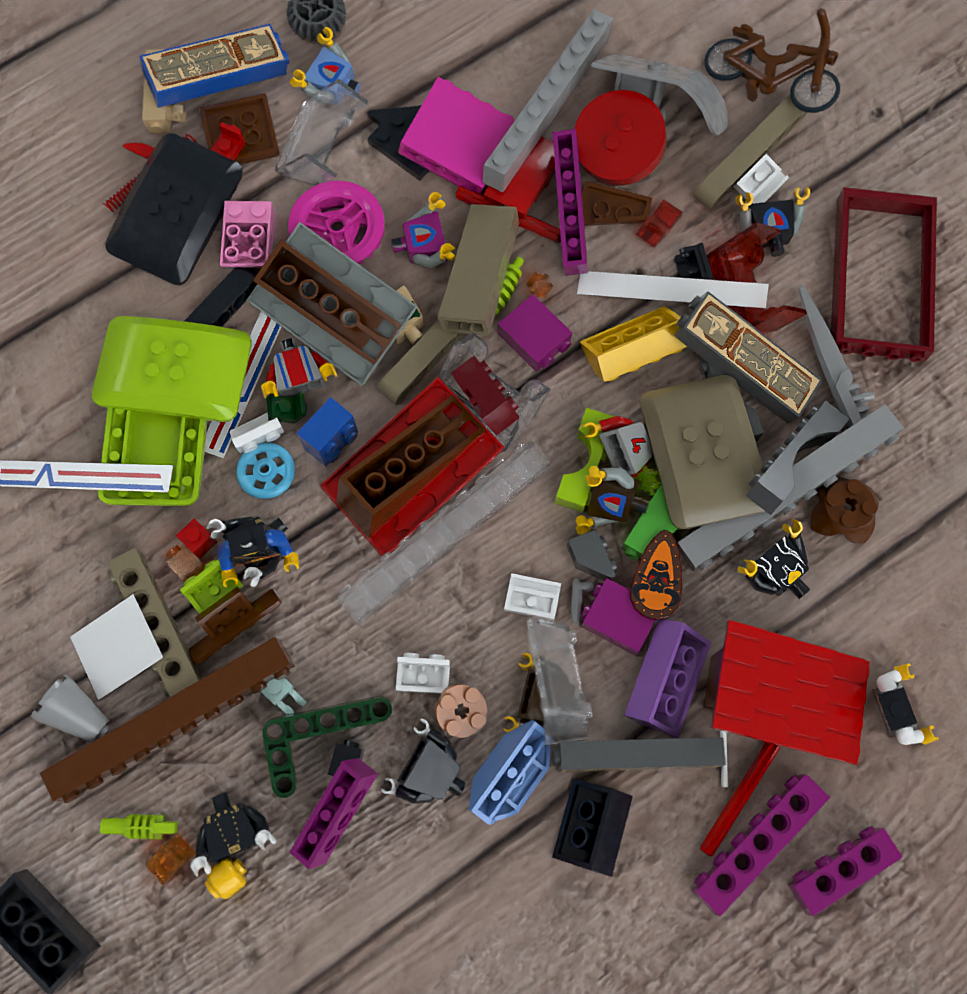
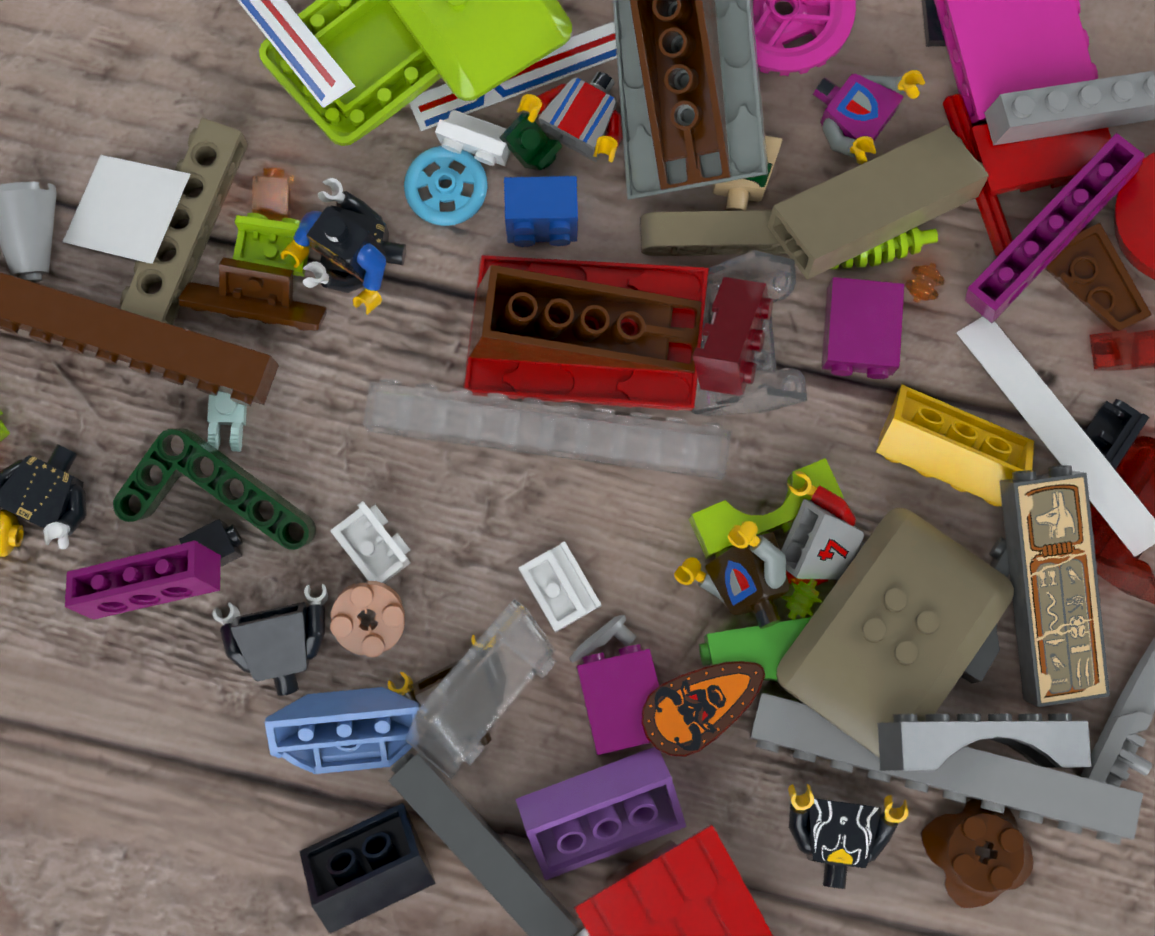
camera: 45 degrees right, 5 degrees up
(196, 538) = (305, 182): red brick -> none
(590, 555) = (661, 609): dark grey slope -> none

